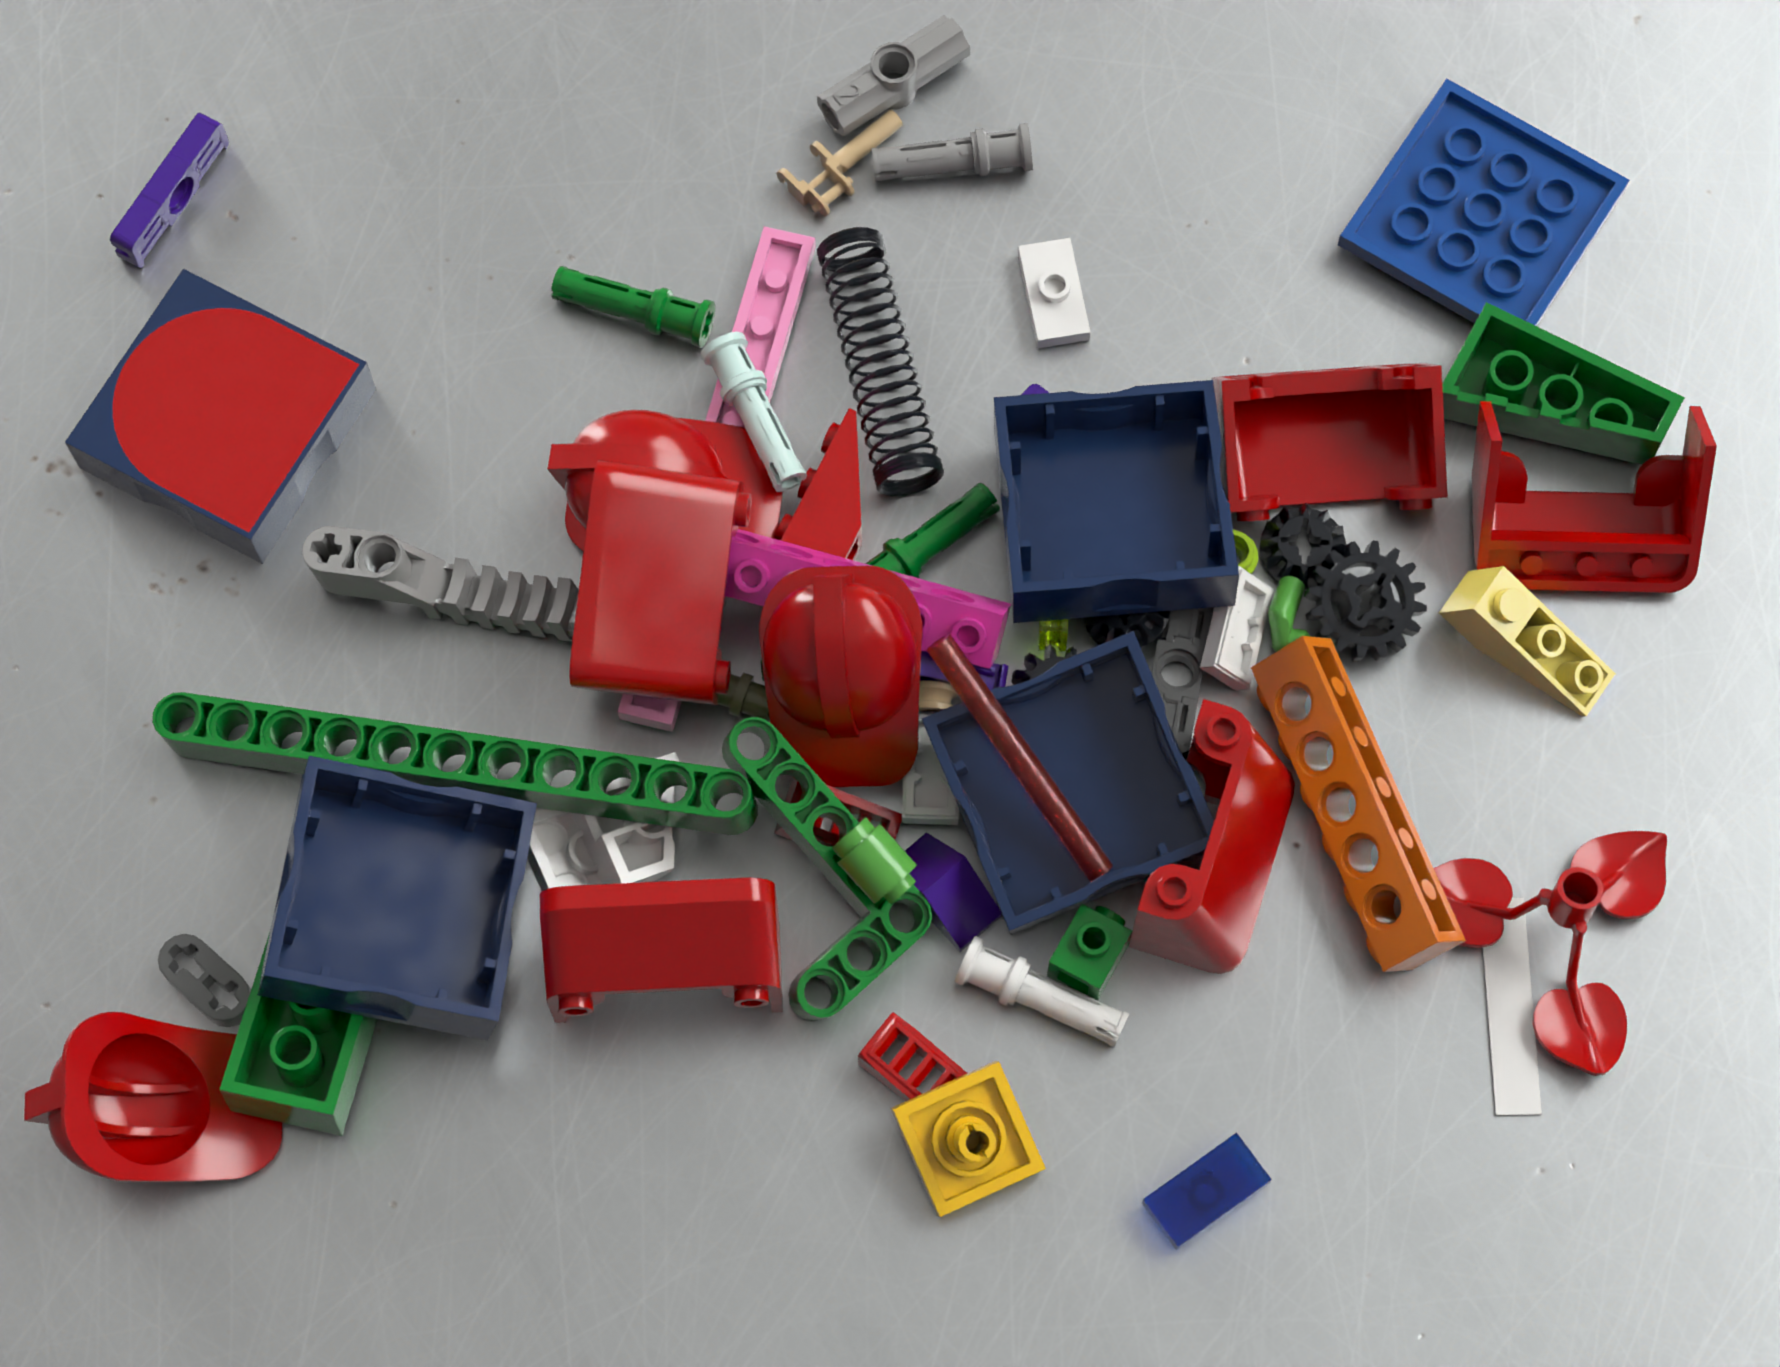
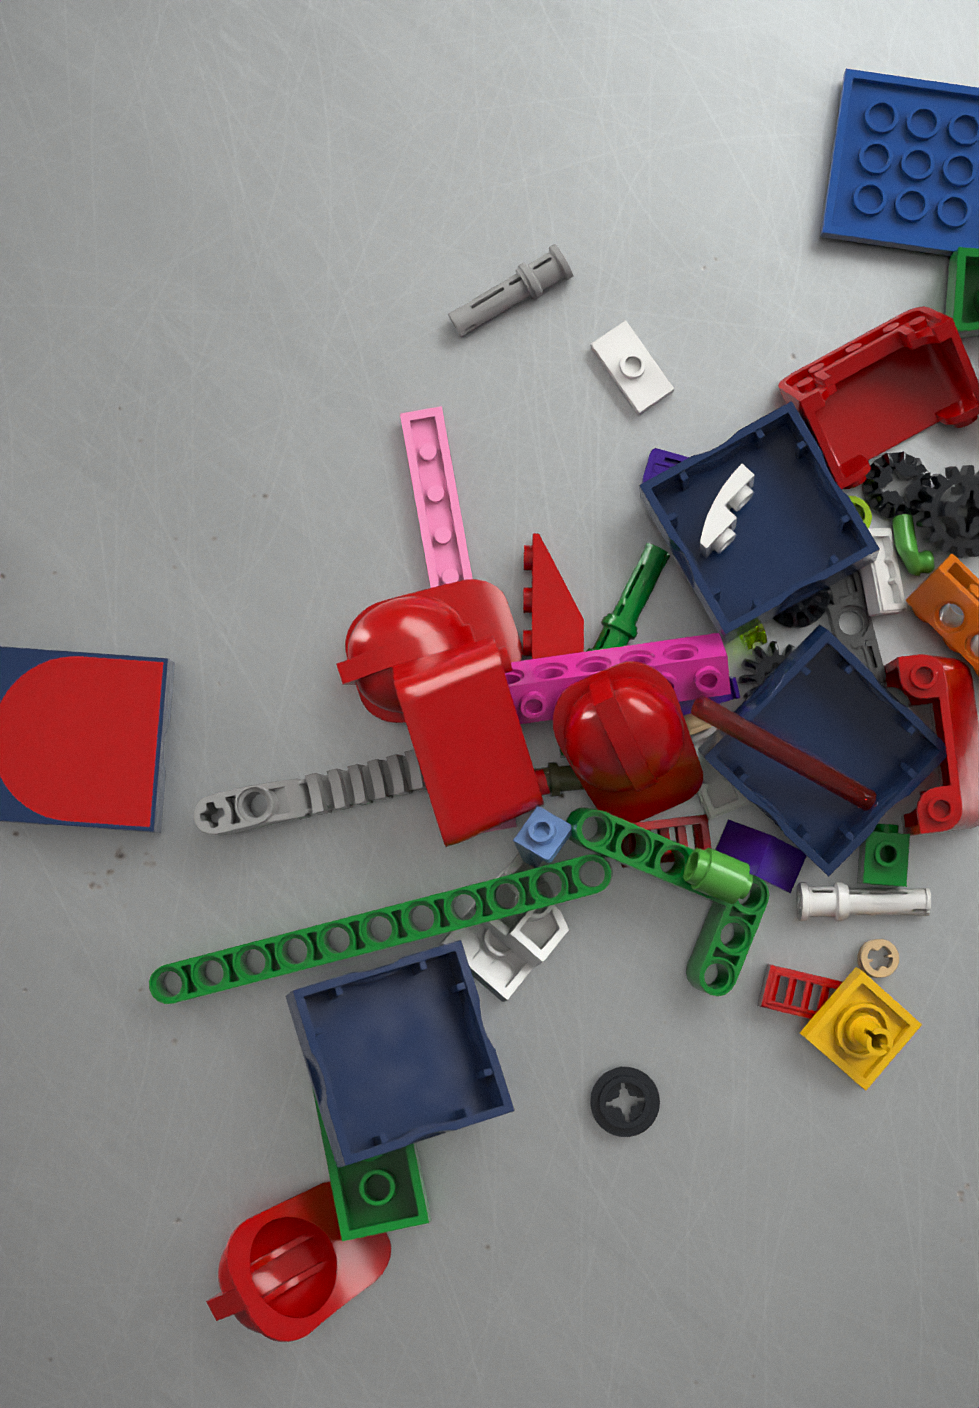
camera: 20 degrees left, 15 degrees up
(197, 990) = (278, 1165): dark grey beam -> none
(630, 1078) = (641, 1114): none -> black gear
(656, 309) = (351, 514): green pin -> none
(661, 941) = (599, 1005): red windscreen -> none
(690, 734) = (541, 837): none -> medium blue bracket
(745, 390) = (452, 554): light aqua pin -> none
(839, 163) = (429, 333): tan piece -> none
(858, 262) = (470, 407): black piece -> none
(916, 58) = (449, 225): light grey piece -> none
(1032, 1054) = (876, 945): none -> tan bush
(1065, 481) = (720, 522): none -> white slope

